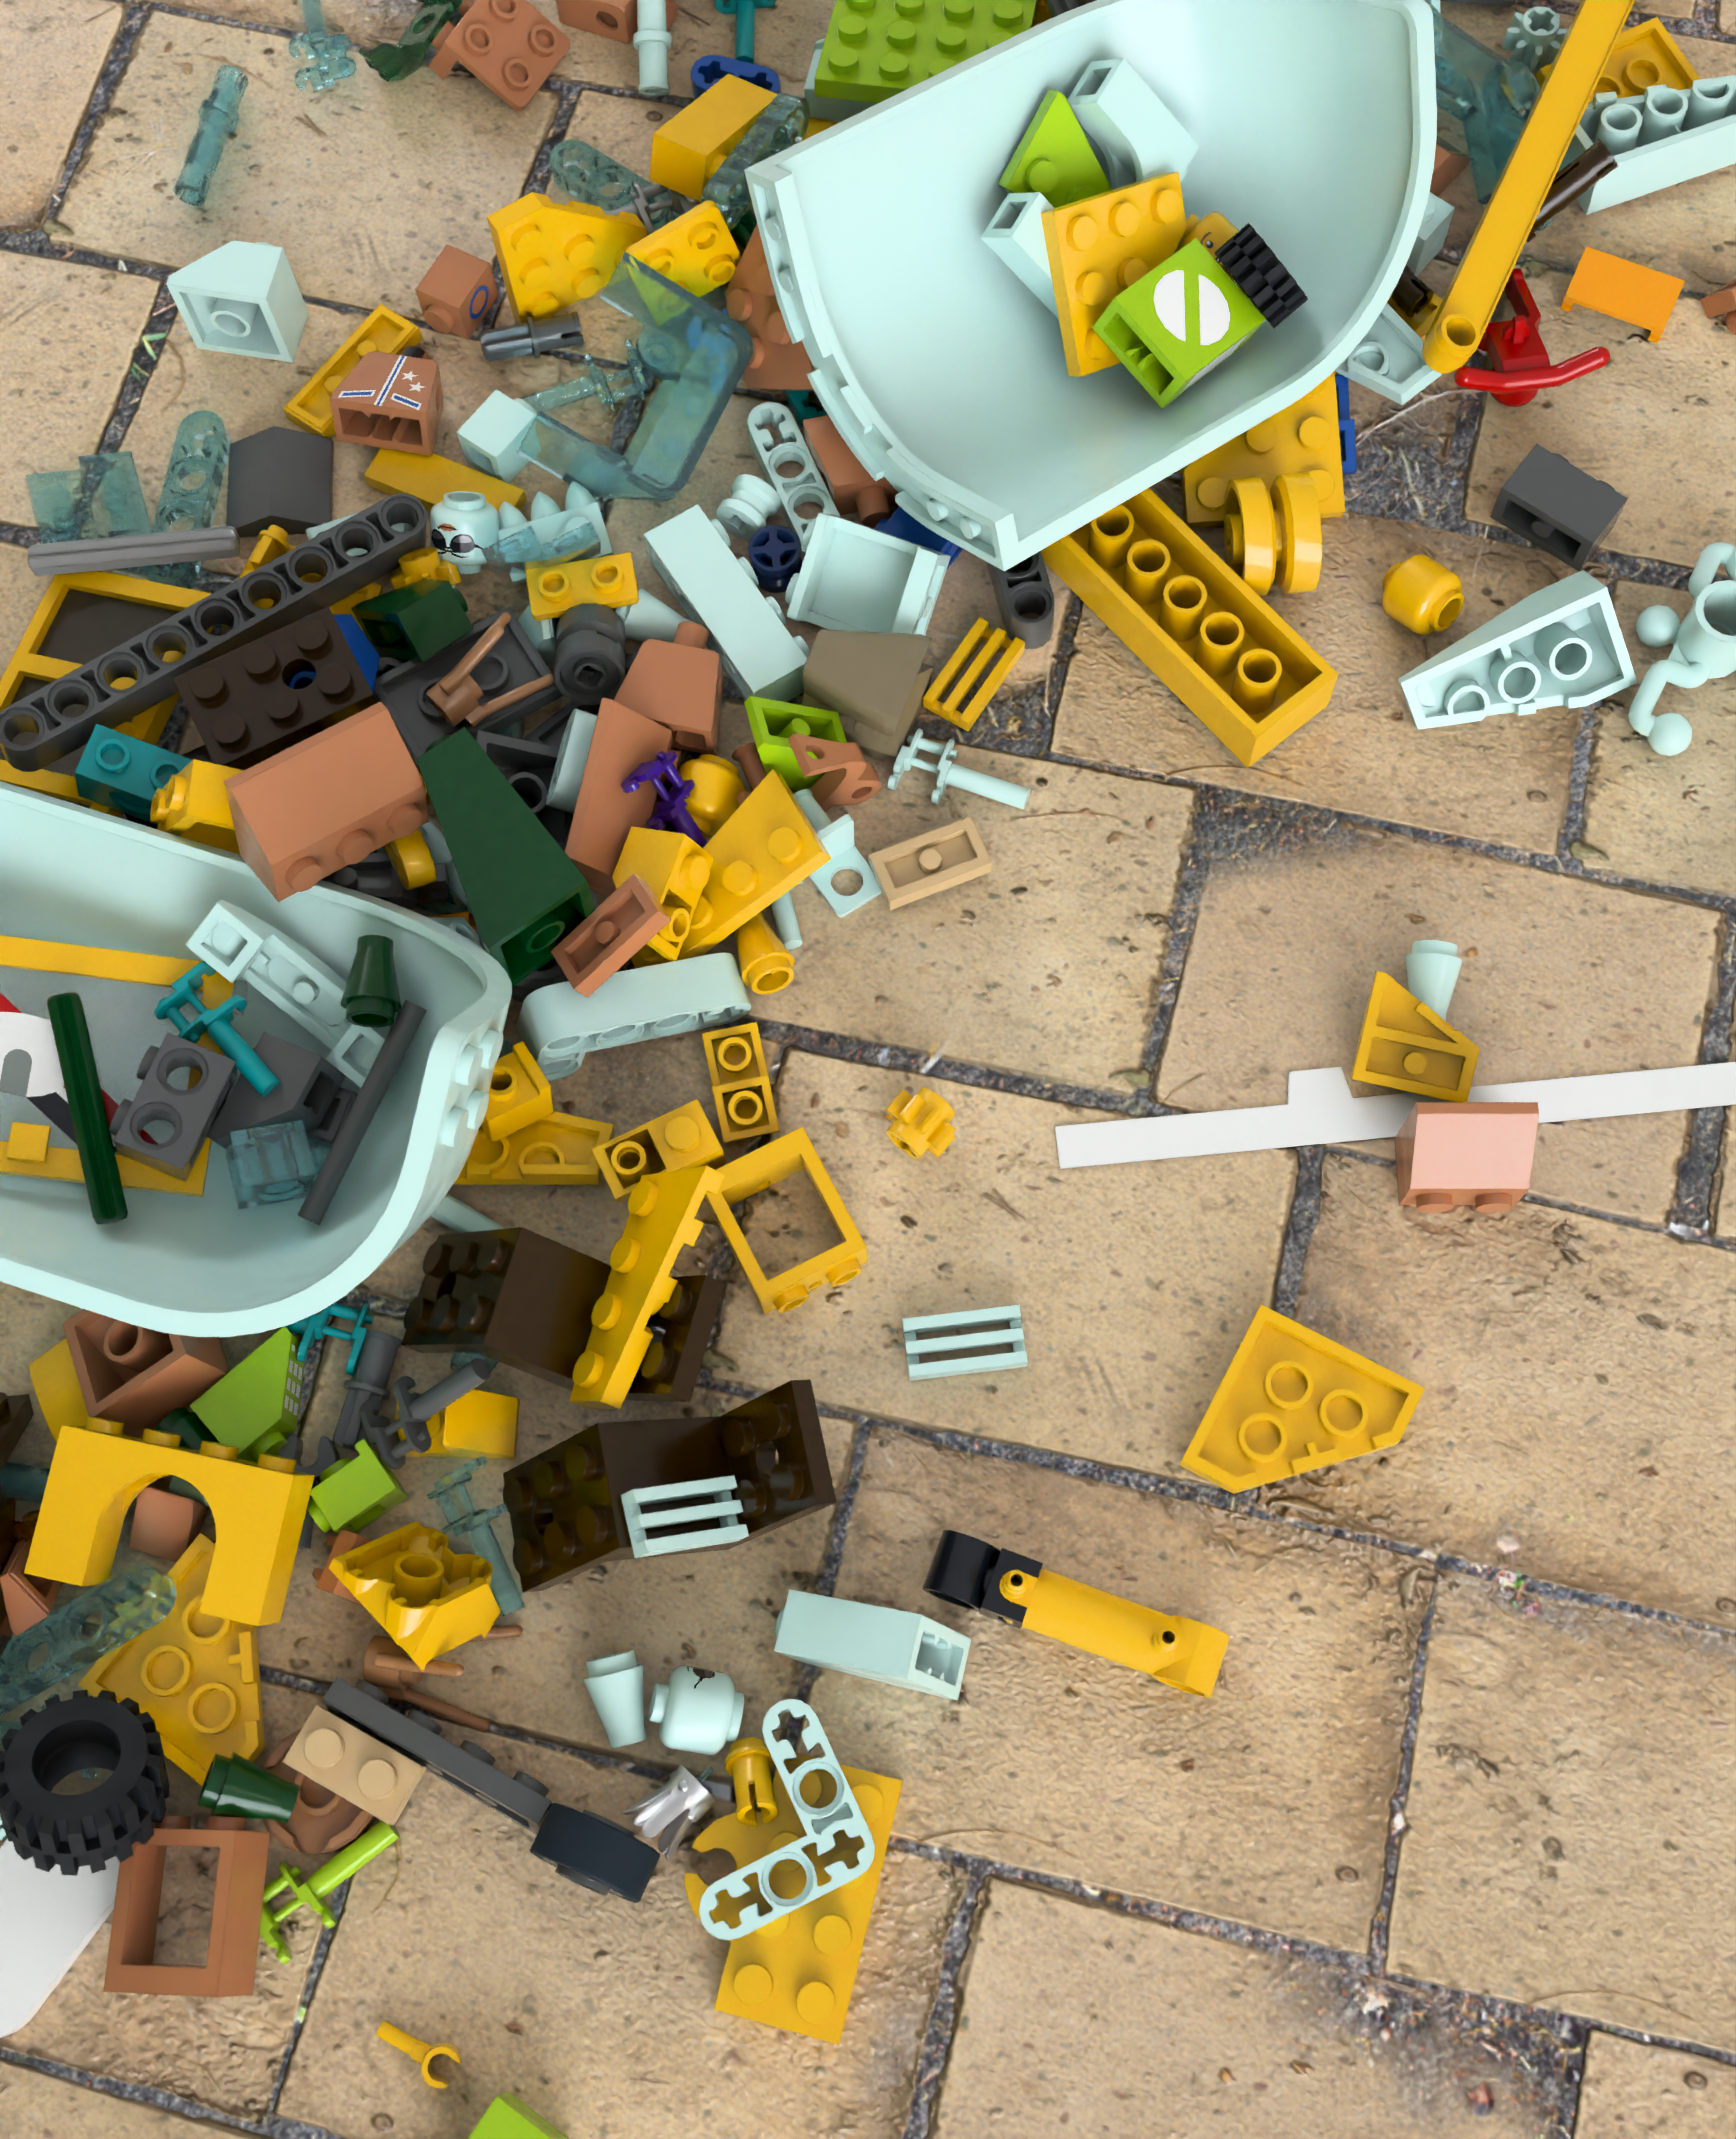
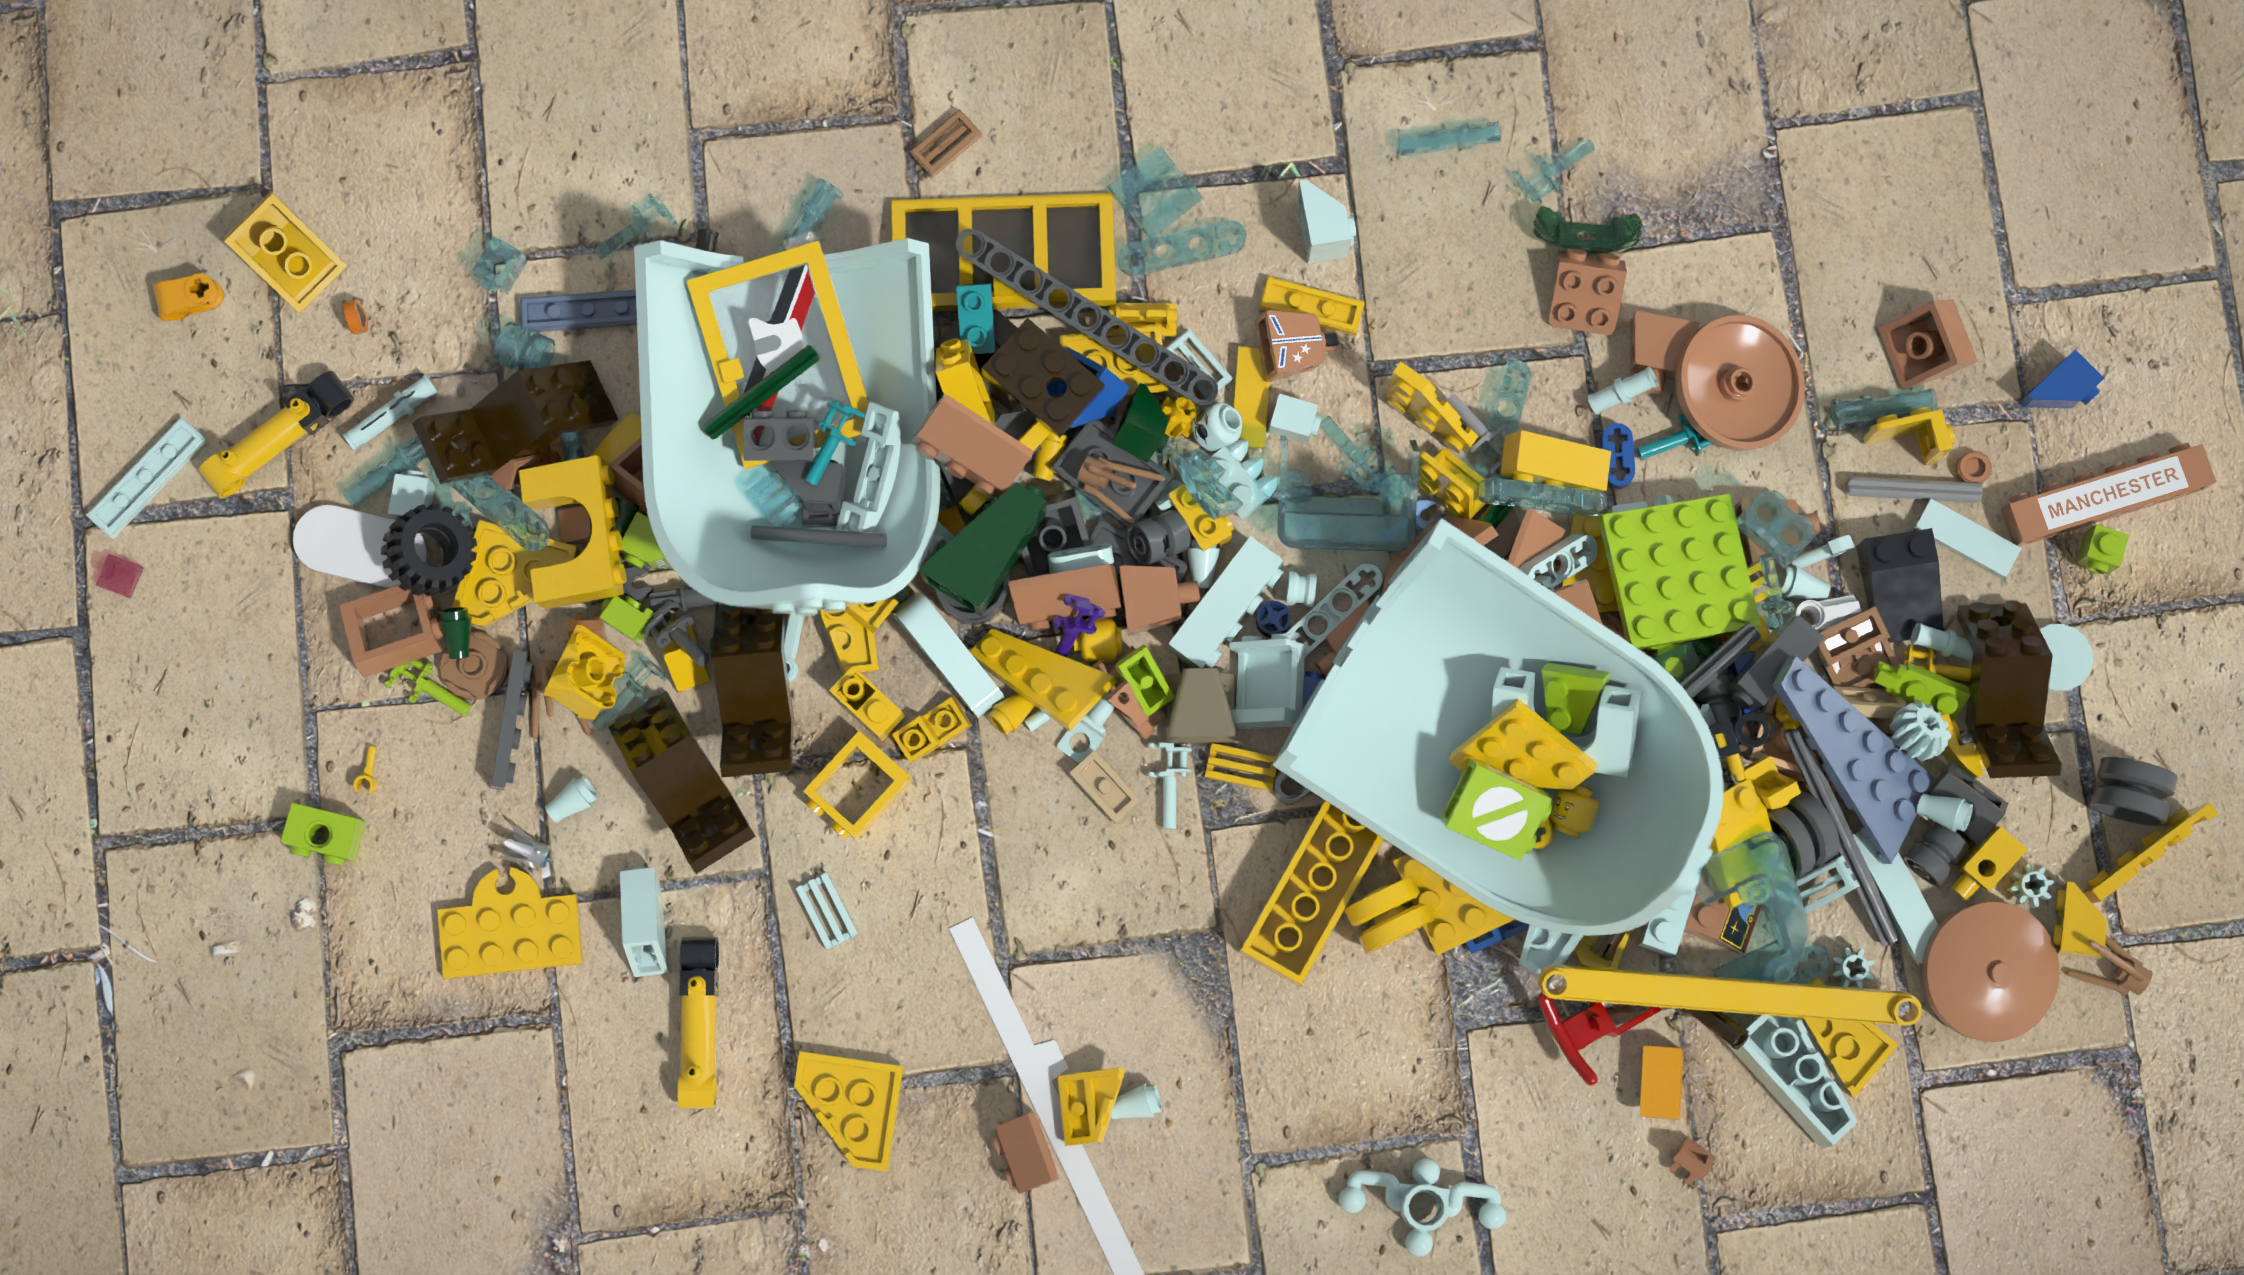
camera: 65 degrees right, 10 degrees up
(134, 551) = (1130, 237): light grey axle -> none
(279, 481) = (1216, 297): dark grey slope -> none
(354, 1764) = (489, 679): tan plate -> none
(372, 985) = (886, 512): dark green cone -> none
(457, 292) = (1385, 346): nougat brick -> none
(531, 337) = (1375, 407): dark grey axle -> none
(595, 1852) = (488, 819): black wheel -> none
(610, 935) = (968, 628): nougat plate -> none
(639, 1281) = (777, 724): yellow wing -> none
(676, 874) = (1017, 640): yellow slope -> none
(697, 1710) = (578, 843): light aqua head -> none
(724, 1508) = (678, 818): light aqua tile -> none
(750, 1766) = (561, 881): yellow pin -> none
(818, 1824) = (541, 927): light aqua beam -> none
(920, 1123) = (940, 840): yellow gear -> none
(1261, 275) = (1549, 848): black tyre -> none
(1422, 595) = (1391, 1020): yellow head -> none
(1535, 655) = (1379, 1103): light aqua wedge -> none
(1558, 507) = (1488, 1087): dark grey brick -> none

